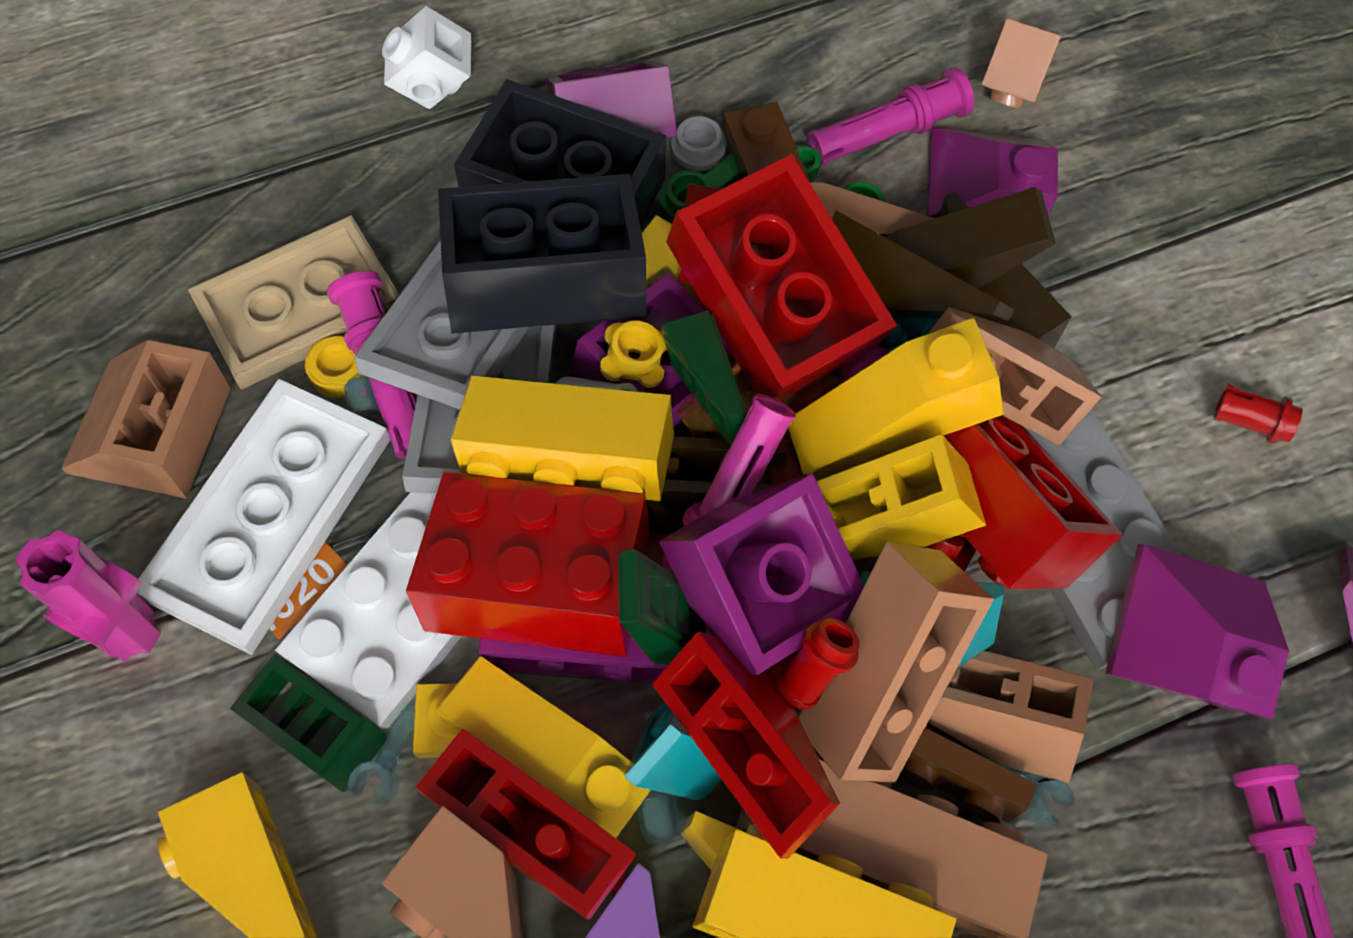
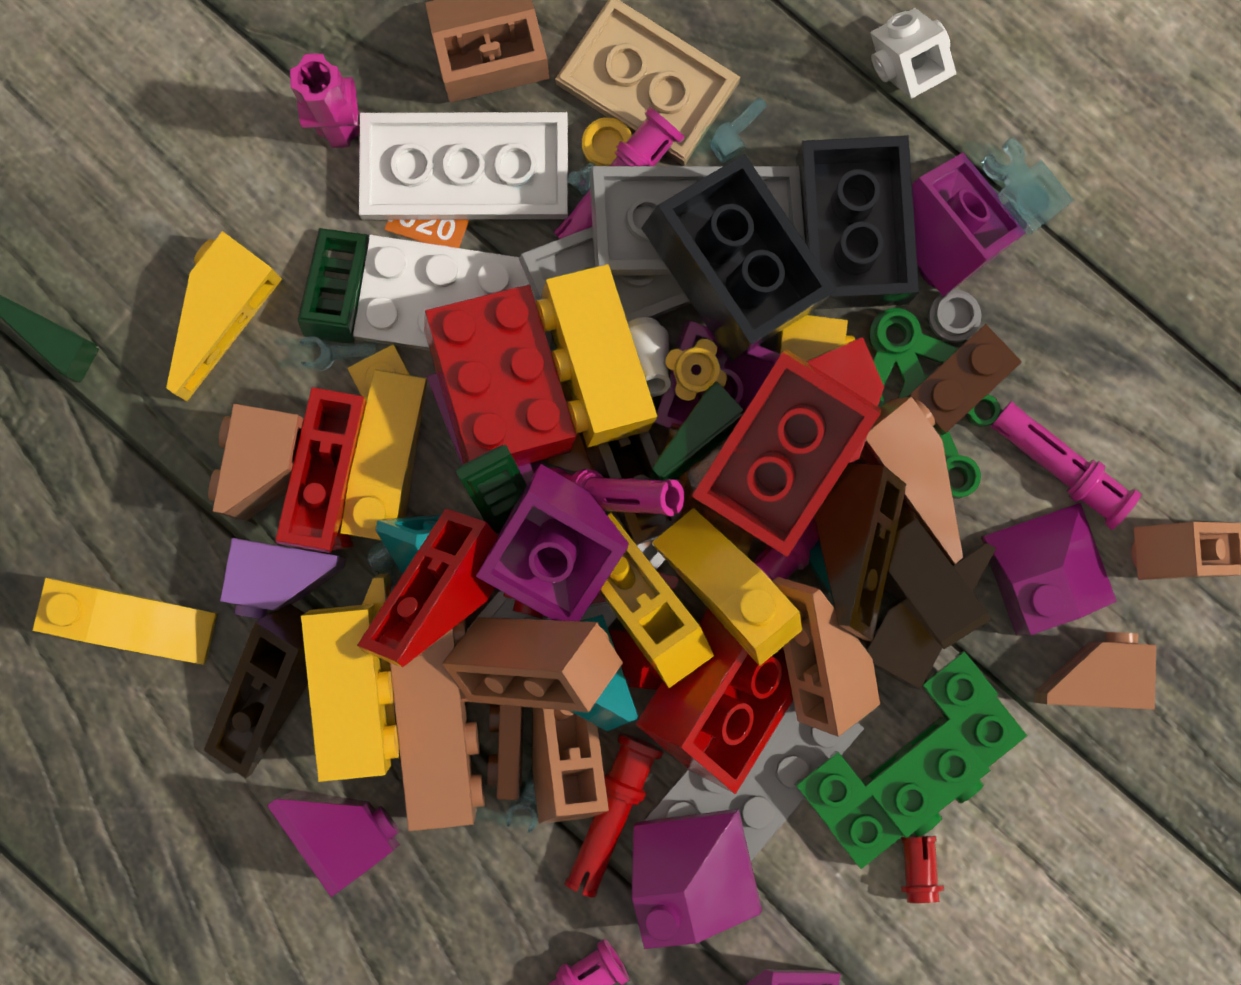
camera: 65 degrees right, 20 degrees up
(406, 254) = (726, 141): none -> clear light blue hand
(616, 36) = (1030, 193): none -> clear light blue plate
(827, 650) = (510, 614): red pin -> none
(1107, 718) = (623, 789): none -> red pin
(1115, 170) = (1105, 675): none -> nougat slope
(1157, 367) = (924, 774): none -> green bracket

